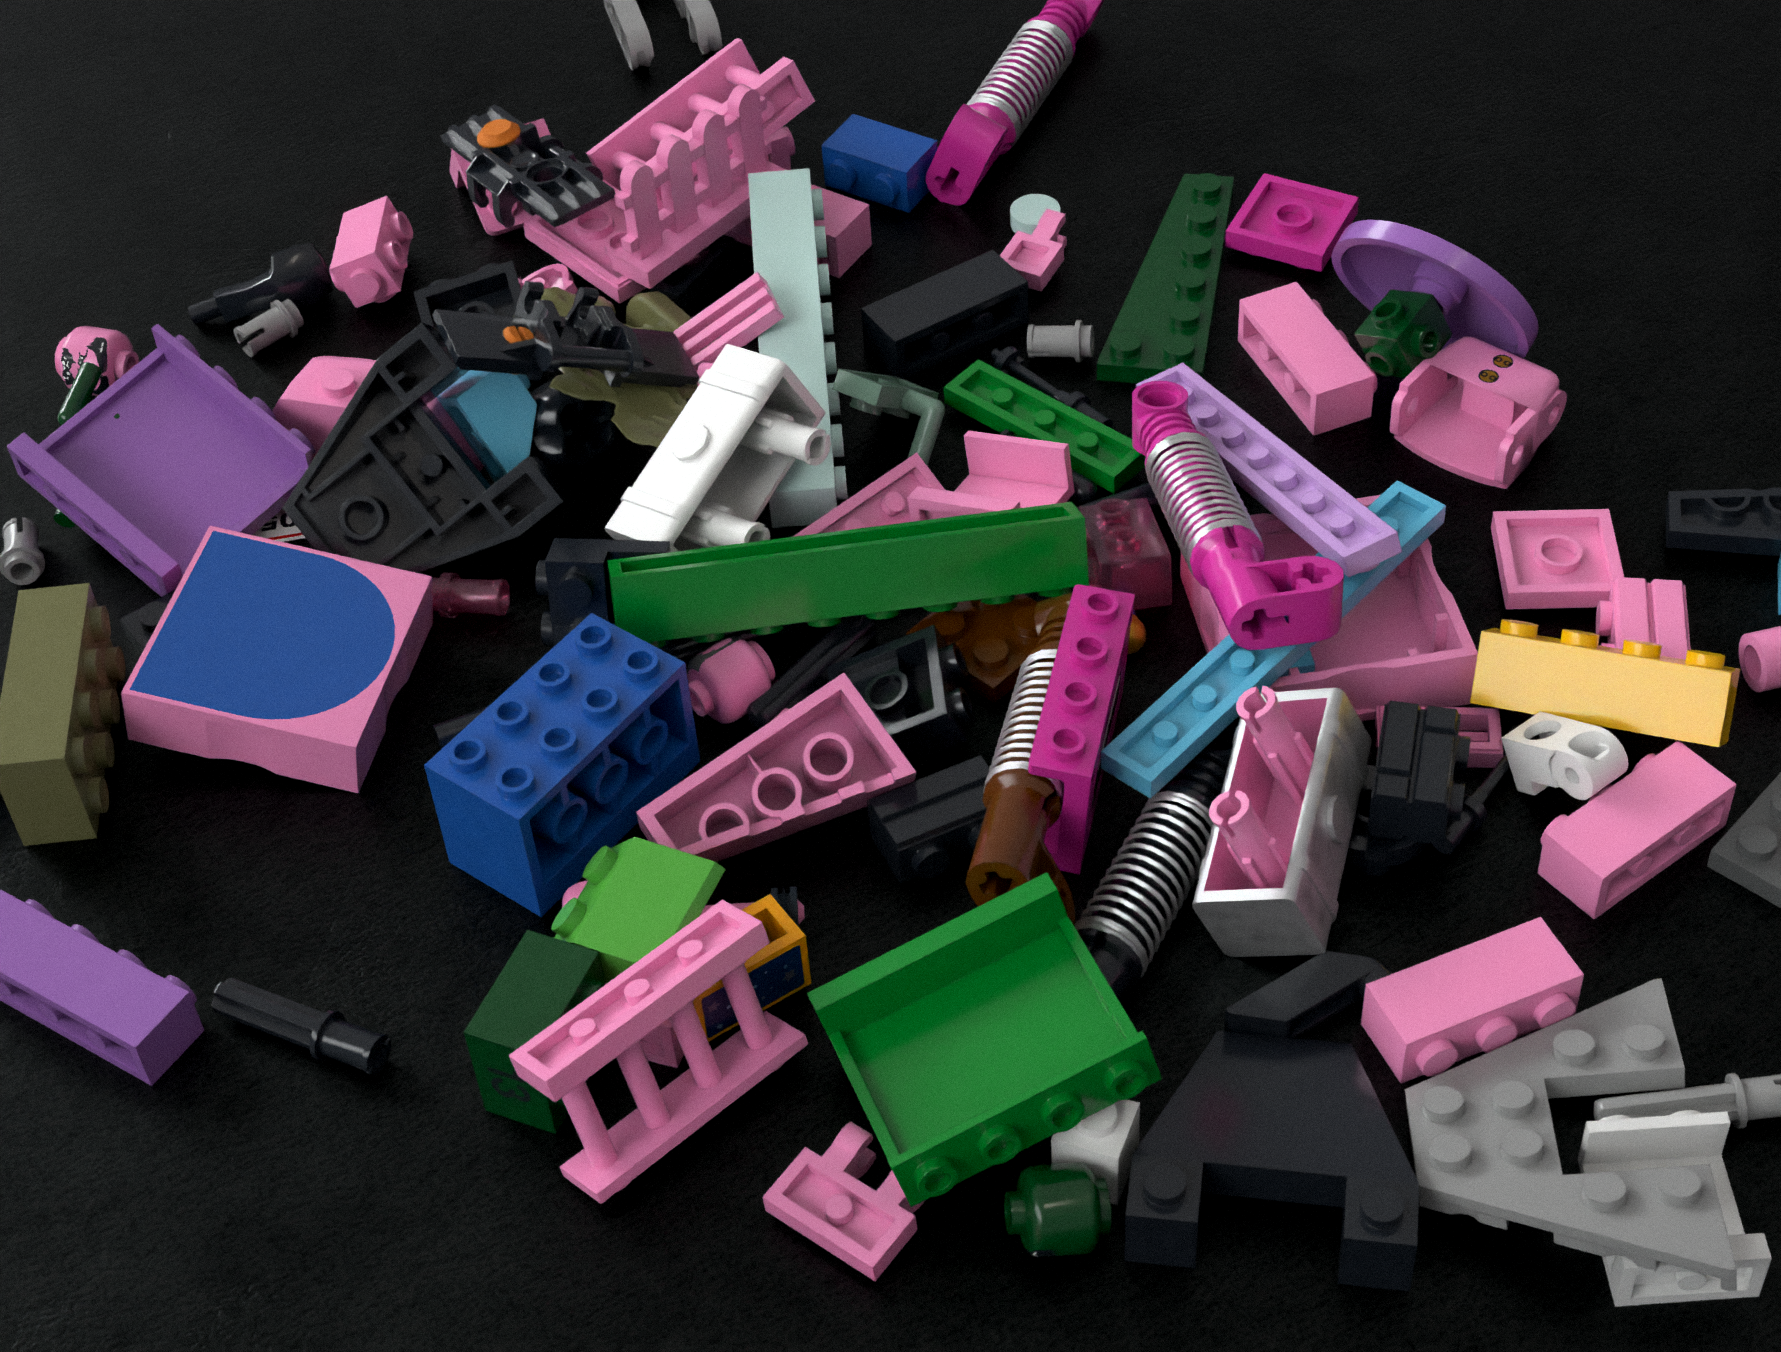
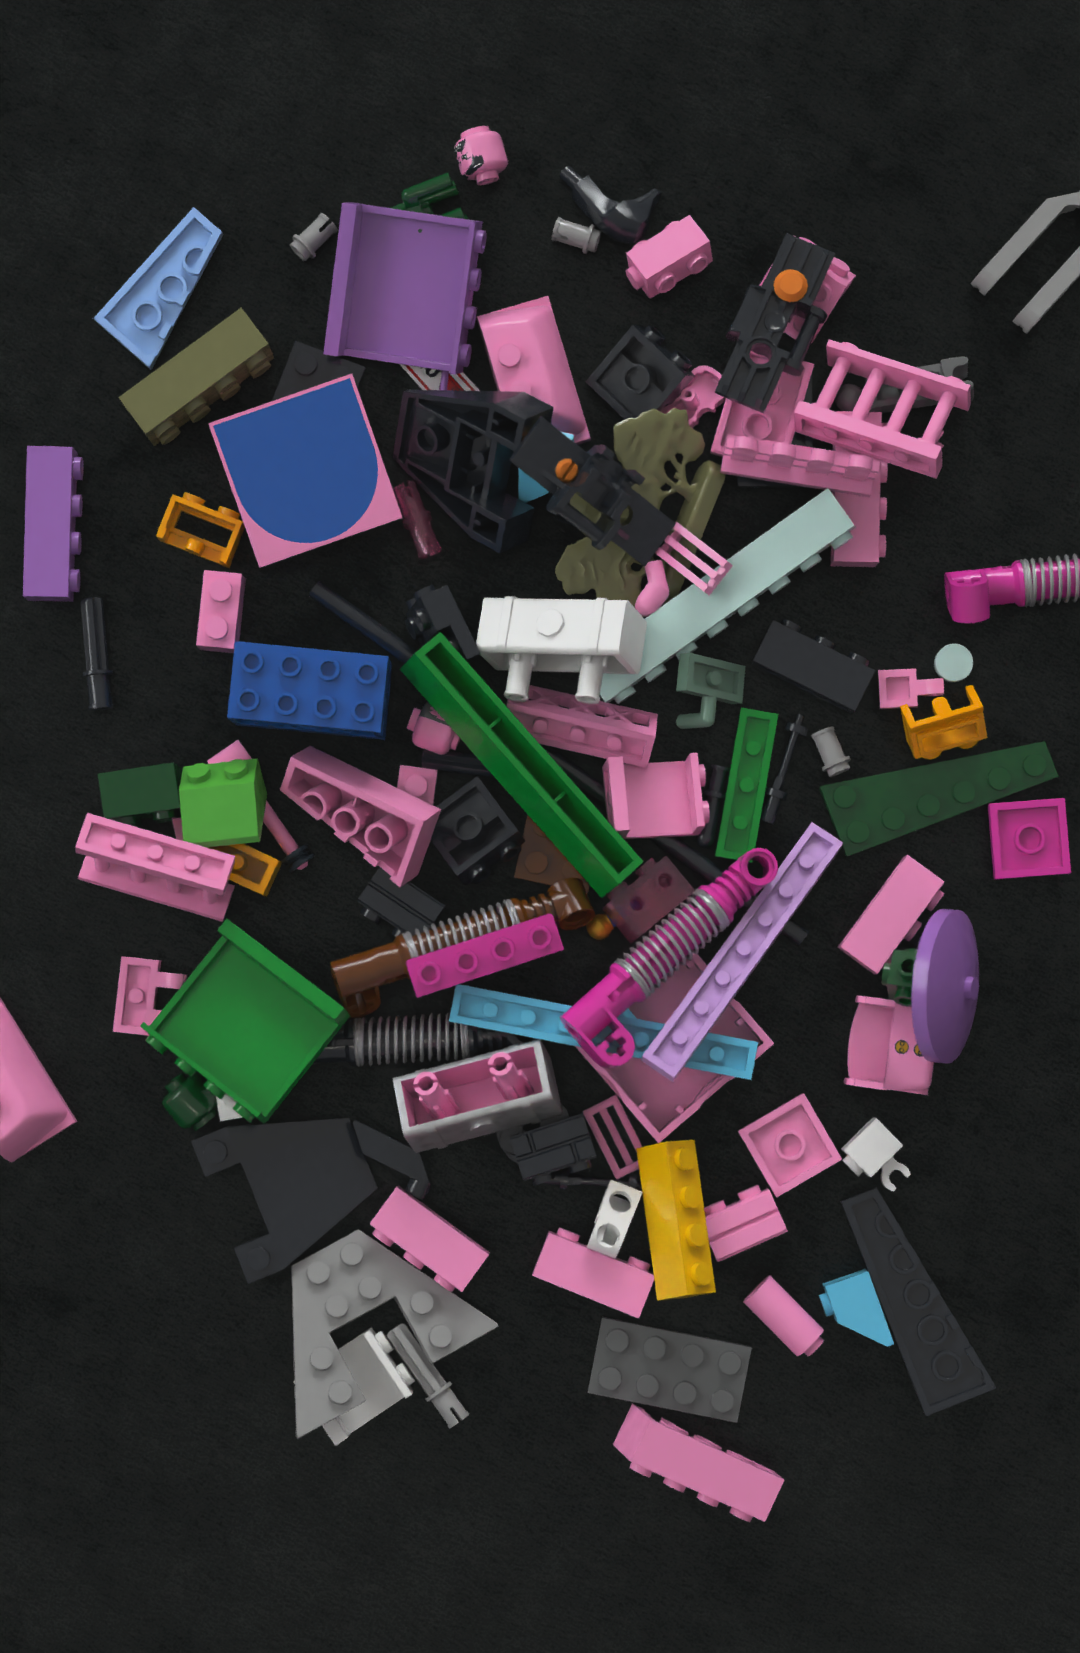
camera: 60 degrees right, 40 degrees up
(246, 800) = (195, 506): none -> light orange window
(375, 839) = (220, 611): none -> bright pink brick
(878, 162) = (944, 531): blue brick -> none
(1088, 247) = (947, 728): none -> light orange window
(1613, 476) = (873, 1149): none -> white brick

